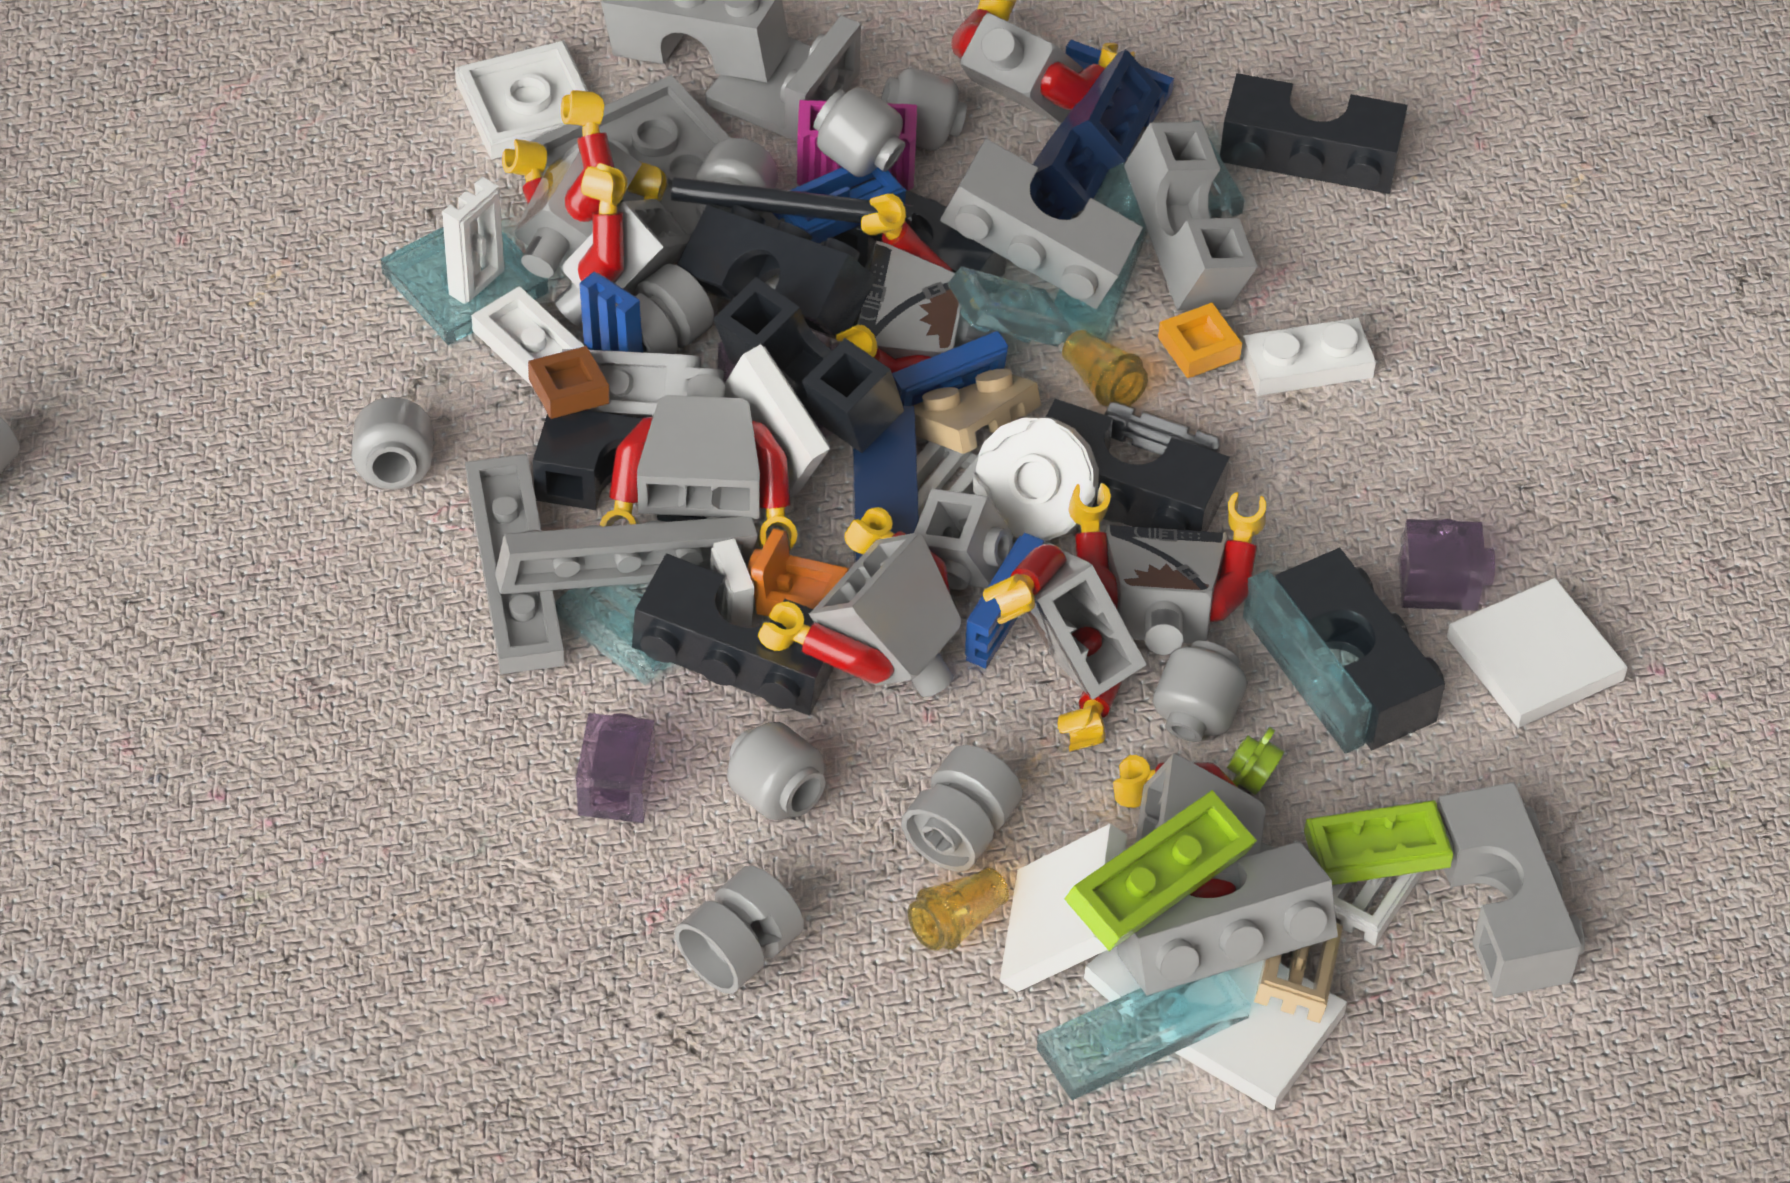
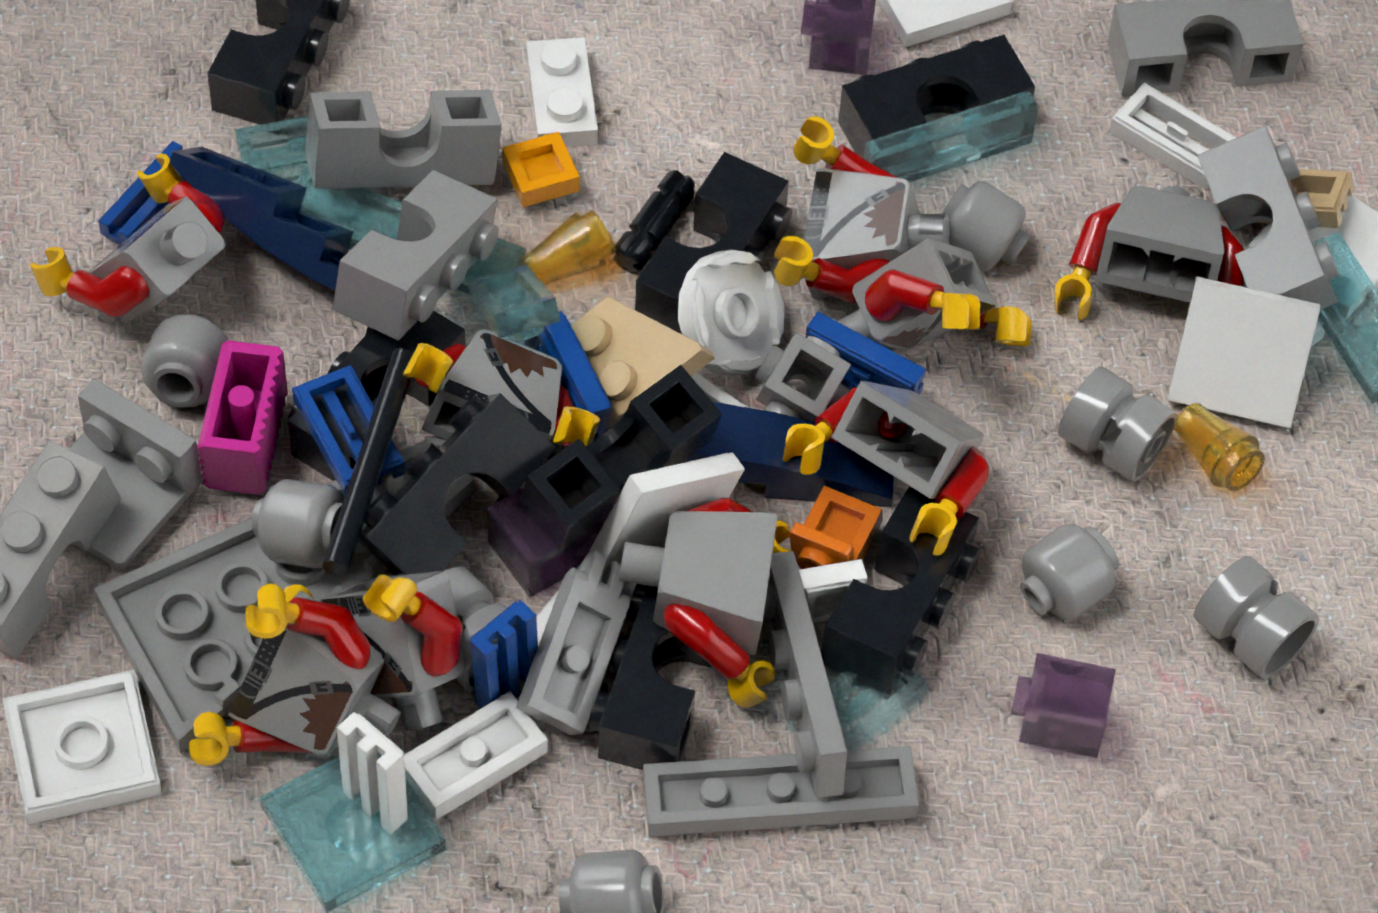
camera: 85 degrees left, 5 degrees up
(568, 382) = (592, 694): dark orange plate -> none
(859, 131) = (292, 380): light grey head -> none
(1160, 870) = (1258, 245): lime plate -> none
(1255, 761) = (1061, 199): lime plate -> none
(1379, 842) = (1168, 115): lime plate -> none

